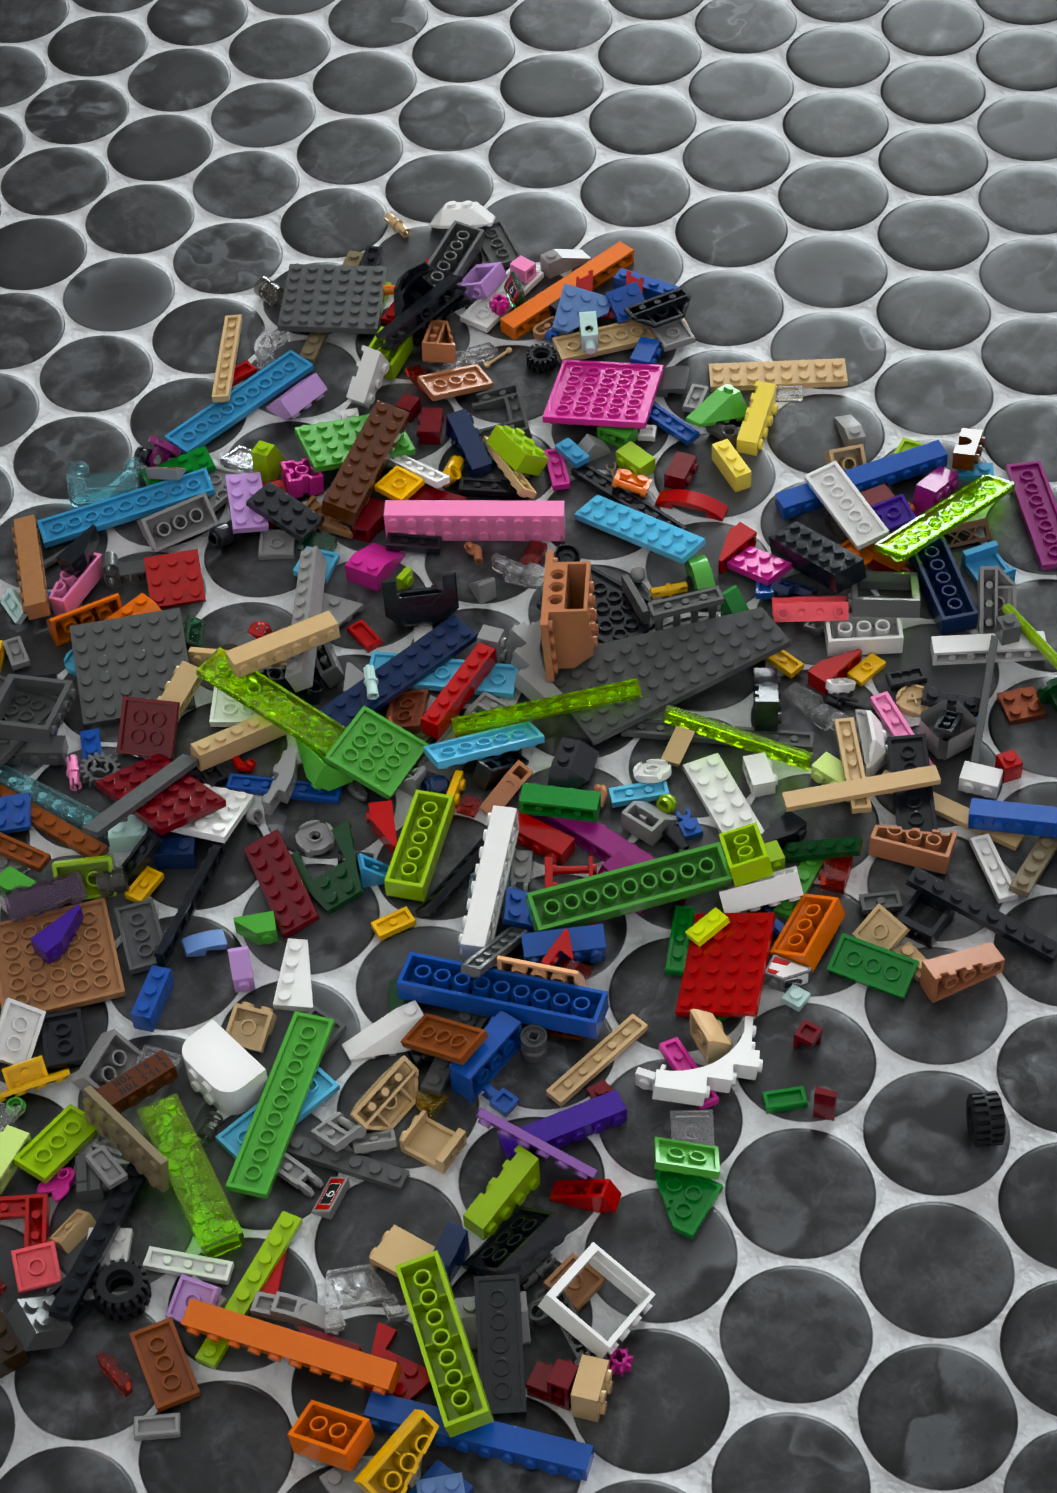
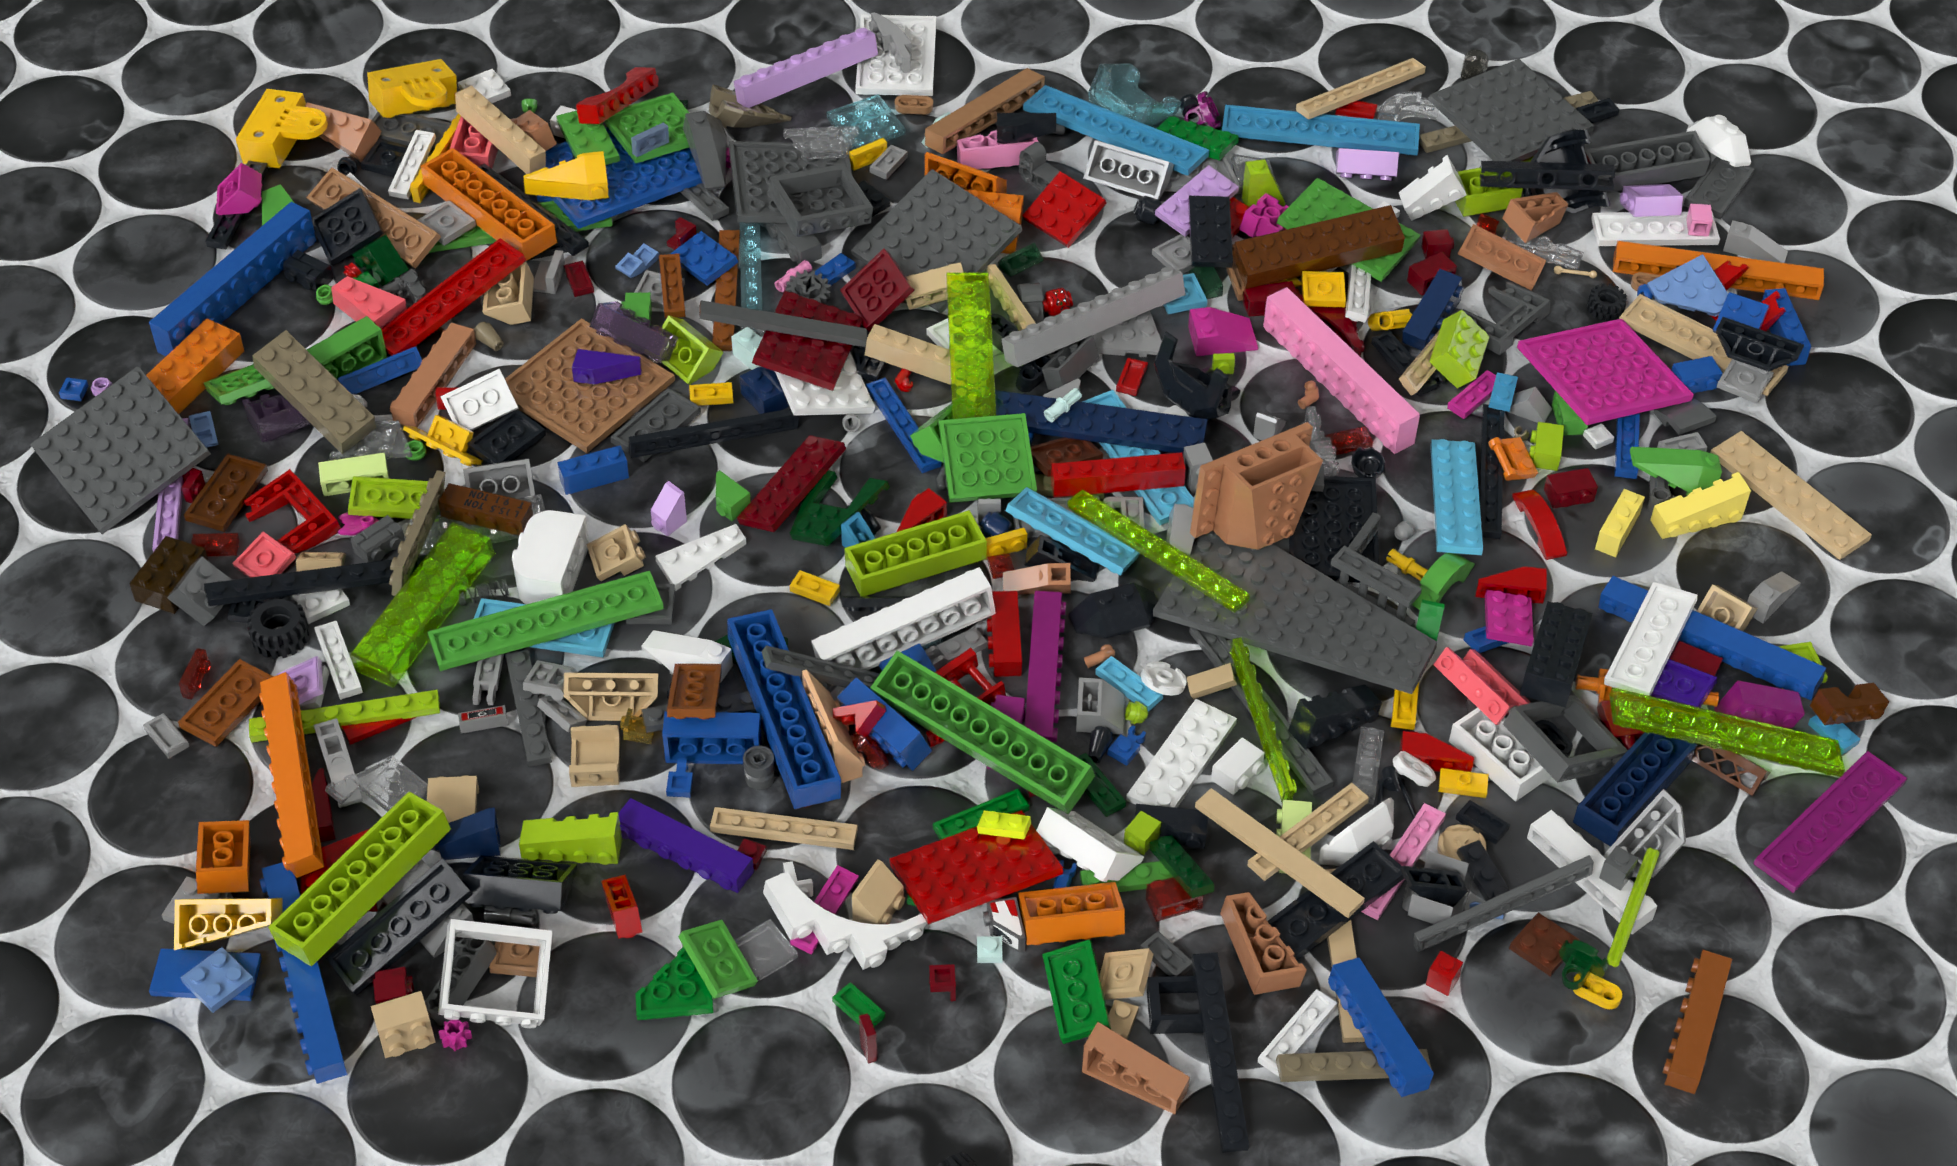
camera: 50 degrees right, 0 degrees up
(106, 1167) = (385, 540): light grey plate -> none
(112, 882) = (687, 367): clear smoke wheel -> none
(141, 855) = (729, 369): black plate -> none
(165, 473) = (1175, 127): light grey slope -> none
(201, 942) = (686, 470): medium blue slope -> none
(282, 644) = (1027, 310): tan brick -> none
(285, 780) = (908, 415): light grey slope -> none
(318, 846) = (855, 470): light grey plate -> none
(397, 225) = (1662, 103): tan pin -> none
(413, 543) = (1273, 344): black plate -> none
(499, 304) = (1634, 229): dark pink gear -> none
(514, 290) = (1667, 231): slope -> none
(542, 1148) = (629, 824): medium lavender plate -> none
(560, 802) = (1048, 623): green brick -> none
(588, 338) = (1666, 312): light aqua torso -> none
(746, 854) = (1106, 801): lime brick -> none
(786, 587) = (1506, 657): dark blue plate -> none
(789, 394) = (1769, 514): clear tile -> none
(980, 779) = (1403, 958): white brick -> none
(984, 555) = (1709, 811): dark azure panel -> none

